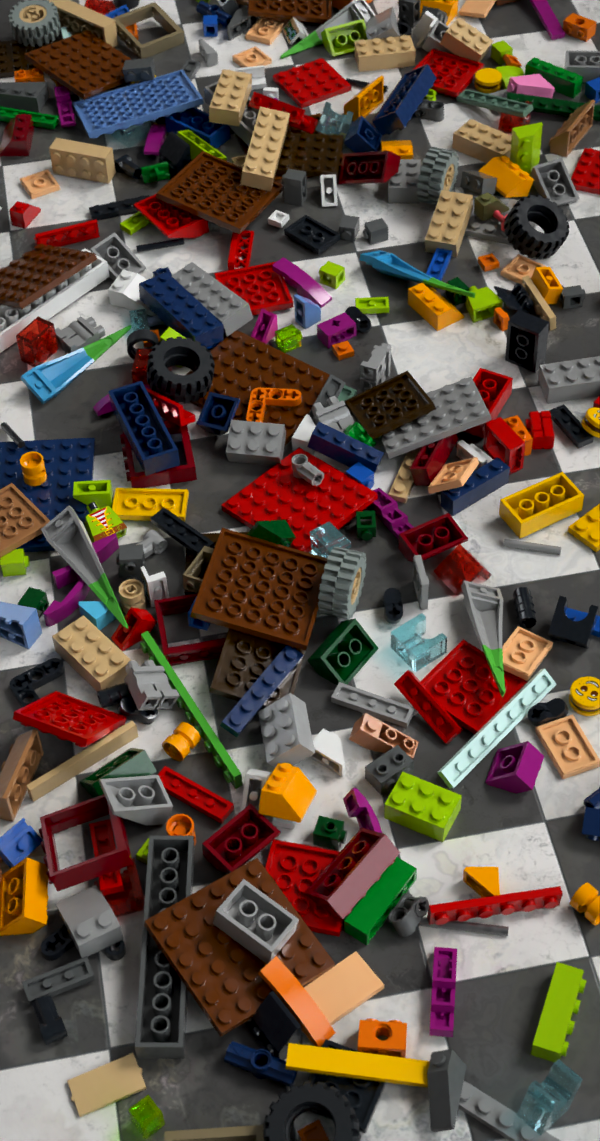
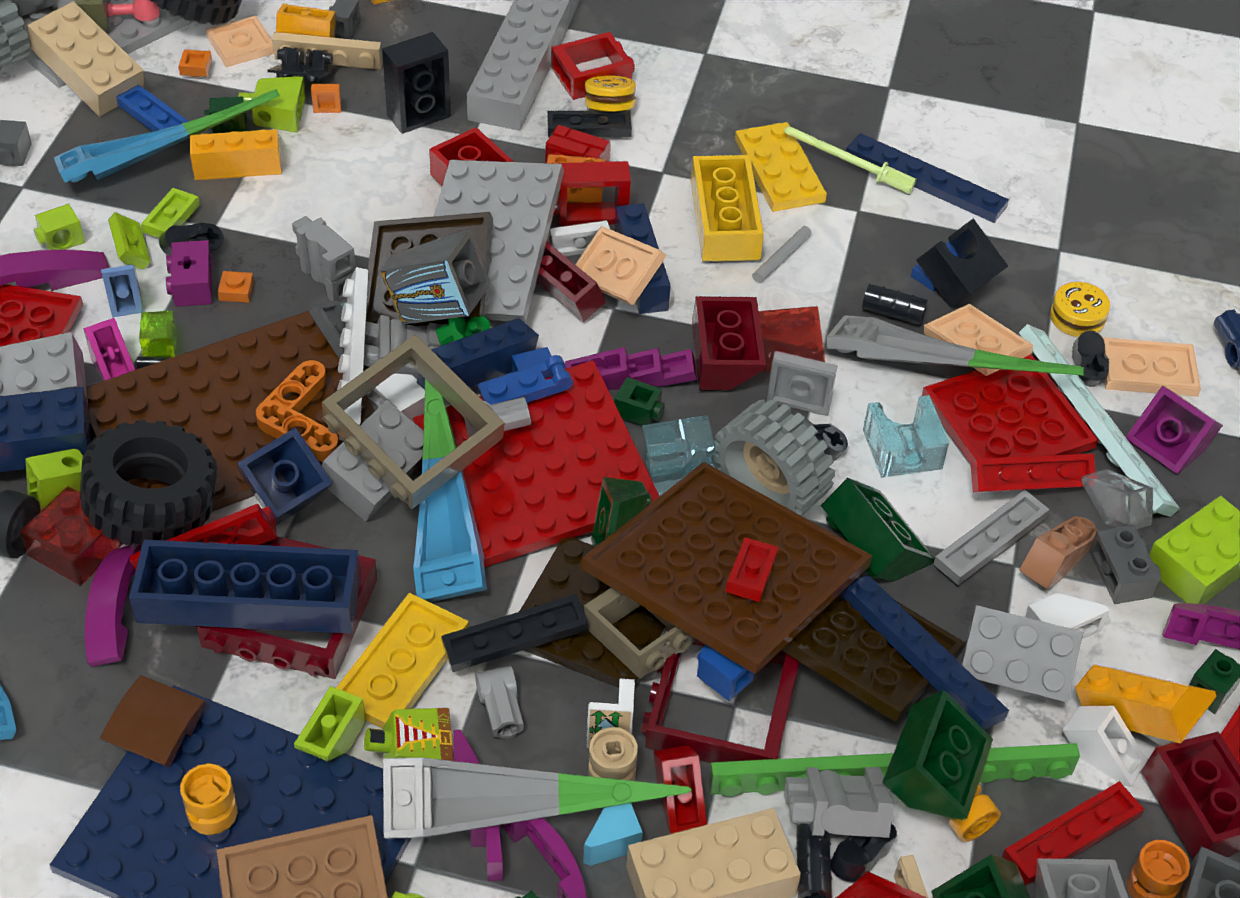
camera: 70 degrees left, 0 degrees up
(12, 435) = (69, 812): black bar -> none
(66, 435) = (153, 720): none -> reddish brown slope
(130, 560) = (546, 730): dark grey brick -> none
(188, 711) = (938, 758): none -> dark green slope
(224, 488) = (447, 540): none -> dark azure plate
(252, 592) = (752, 569): none -> red plate
(262, 463) = (413, 351): none -> dark tan window
(304, 404) = (353, 334): none -> white plate
(338, 473) = (528, 382): none -> blue plate
(341, 300) = (129, 241): none -> lime plate
(368, 403) = (436, 279): none -> dark grey slope
(404, 481) = (565, 326): tan plate -> none
(434, 752) = (1120, 499): none -> clear slope

